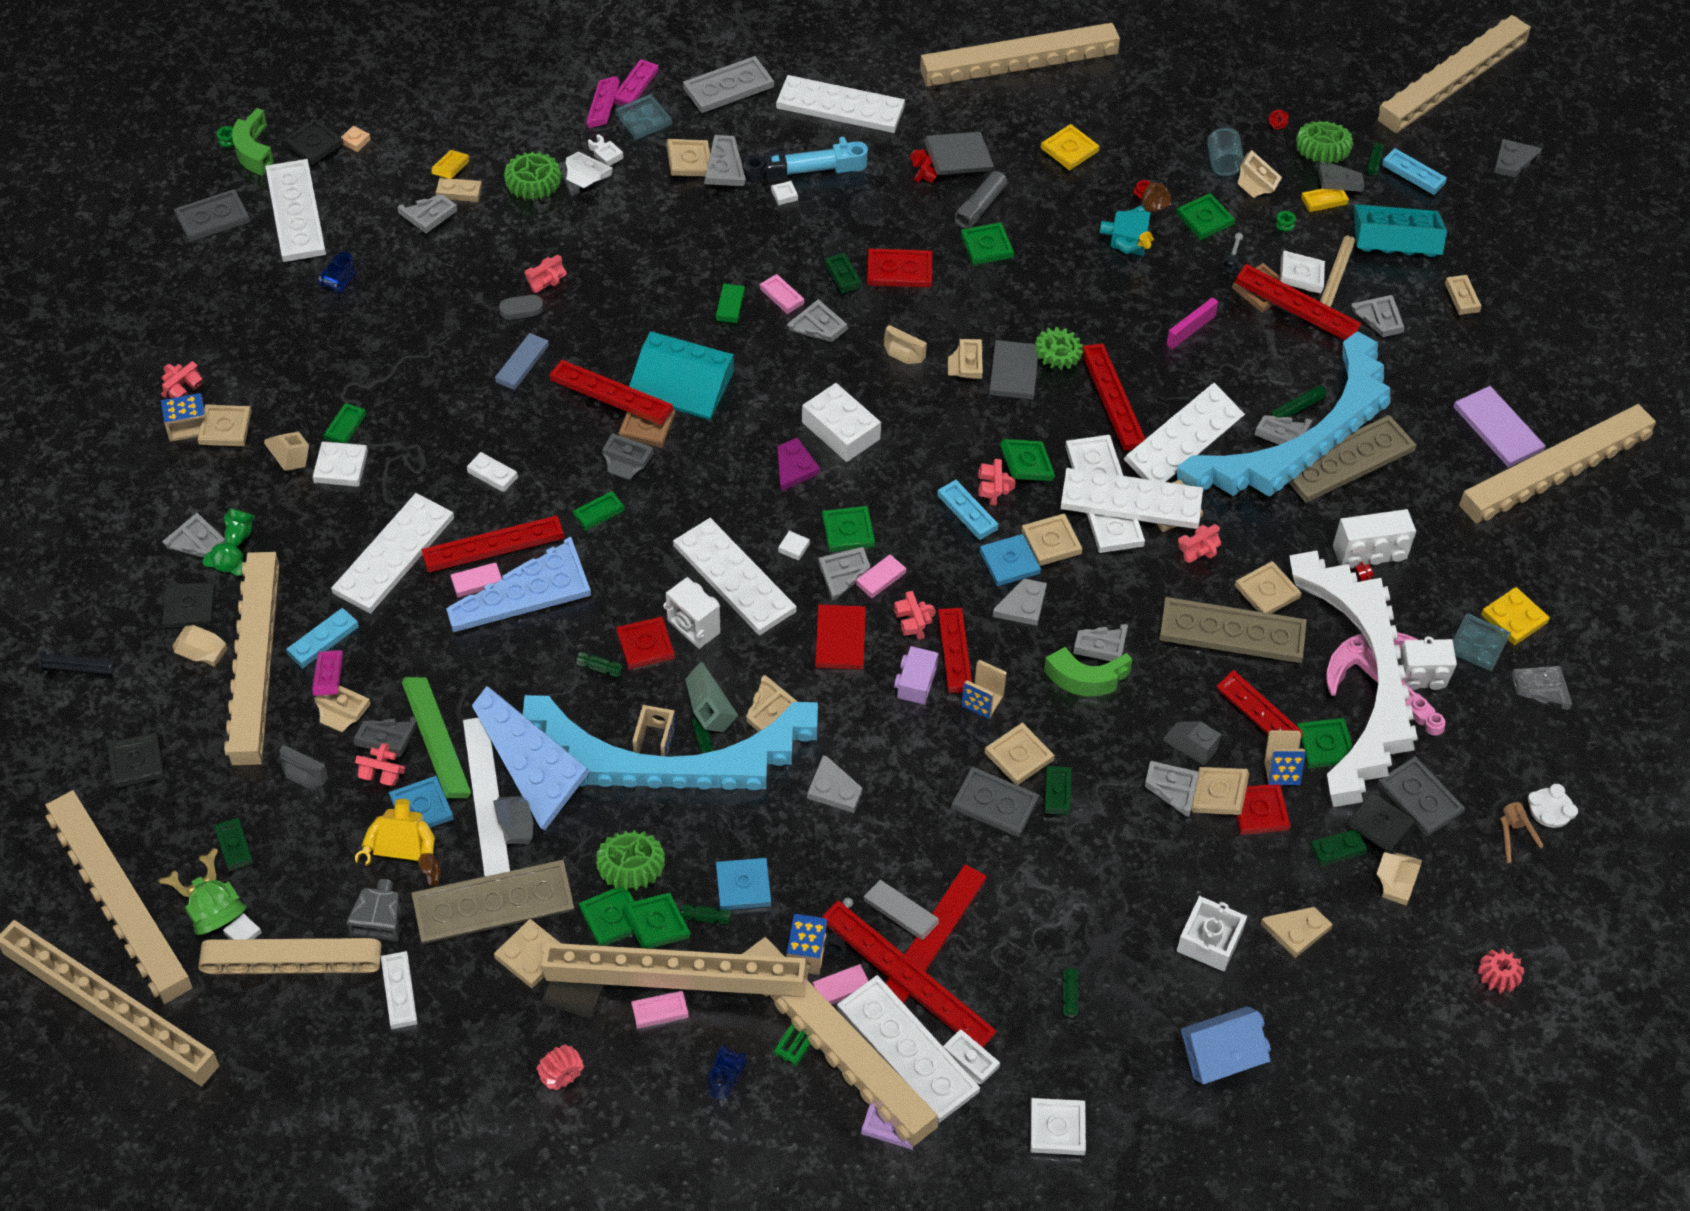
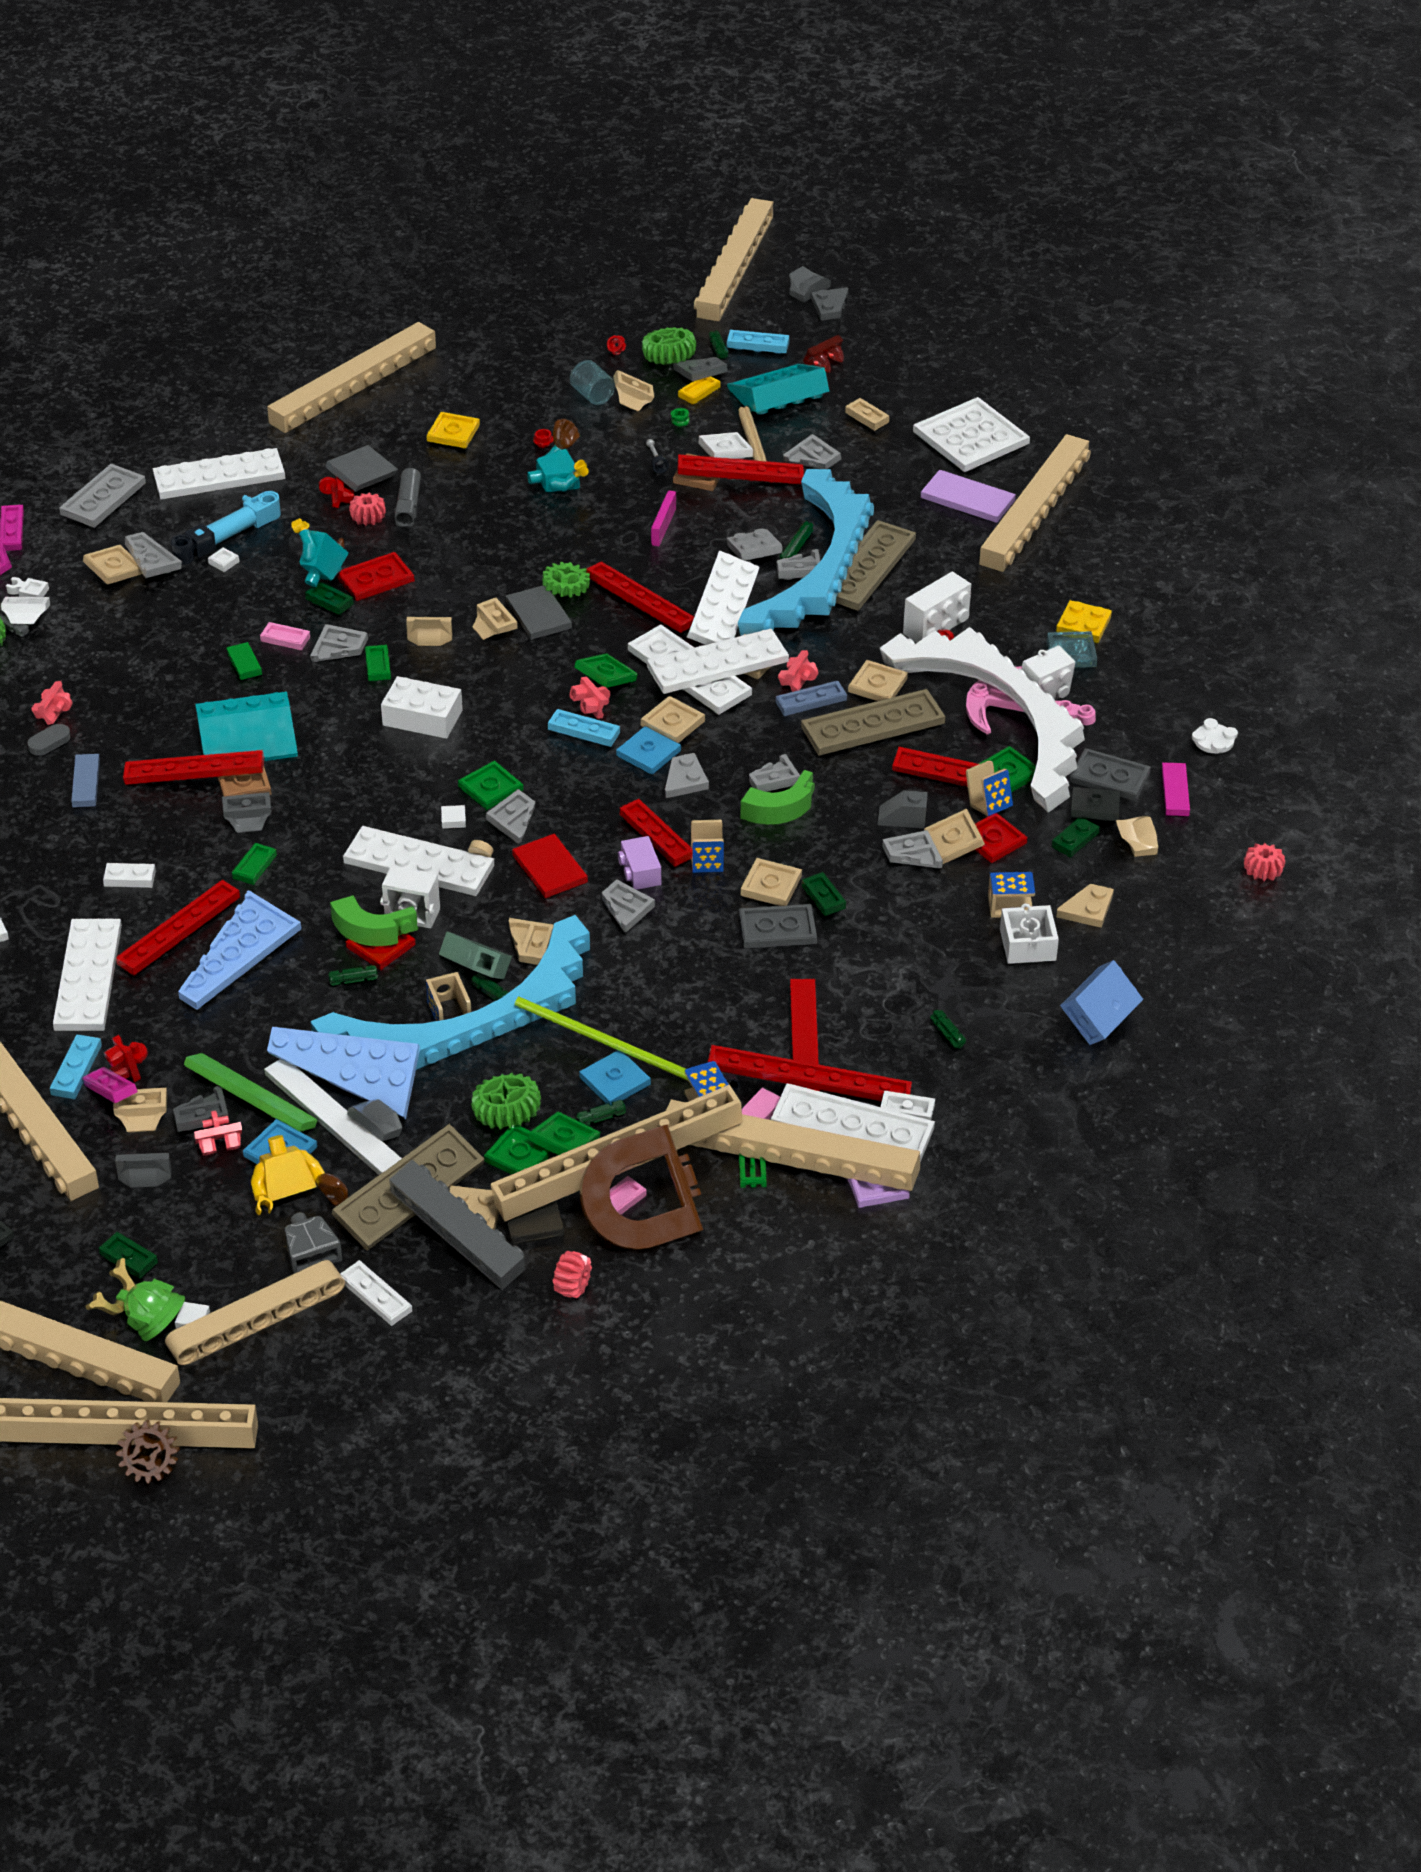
camera: 30 degrees left, 10 degrees down
(110, 1045) = (143, 1441): none -> reddish brown gear
(355, 654) = (124, 1058): none -> red hips
(475, 579) = (183, 962): bright pink tile -> none
(500, 964) = (458, 1224): none -> dark grey brick
(641, 629) = (371, 928): none -> bright green arch
(643, 116) = (42, 549): clear light blue plate -> none
(662, 1059) = (648, 1232): none -> reddish brown piece
(727, 1068) = (713, 1215): clear blue piece -> none
(755, 840) = (600, 1037): none -> lime piece
(790, 592) = (481, 848): none -> tan tile
(795, 464) = (403, 756): magenta wing -> none
(834, 787) = (635, 975): light grey wing -> none
(840, 357) = (377, 662): none -> green tile
(853, 229) = (320, 553): none -> teal torso
(876, 711) = (626, 904): none -> light grey wing
(881, 576) = (548, 807): bright pink tile -> none
(901, 909) = (764, 1033): light grey tile -> none
(917, 615) = (603, 820): coral hips -> none
(937, 196) = (367, 509): none -> coral gear
(987, 243) = (438, 529): green tile -> none
(1058, 1126) = (1013, 1123): white plate -> none
(1195, 575) = (811, 698): none -> sand blue tile
(1205, 216) = (610, 439): green tile -> none
(1227, 881) = (1009, 891): none -> piece
(1256, 389) = (754, 544): none -> light grey plate
(1459, 212) = (818, 354): none -> clear red tile
(1473, 844) = (1175, 789): none -> dark pink tile
(1507, 126) = (805, 282): none -> dark grey slope
(1517, 818) = (1193, 754): medium nougat plant -> none
(1542, 684) = (1142, 658): clear wing -> none
(1549, 360) = (971, 434): none -> white plate

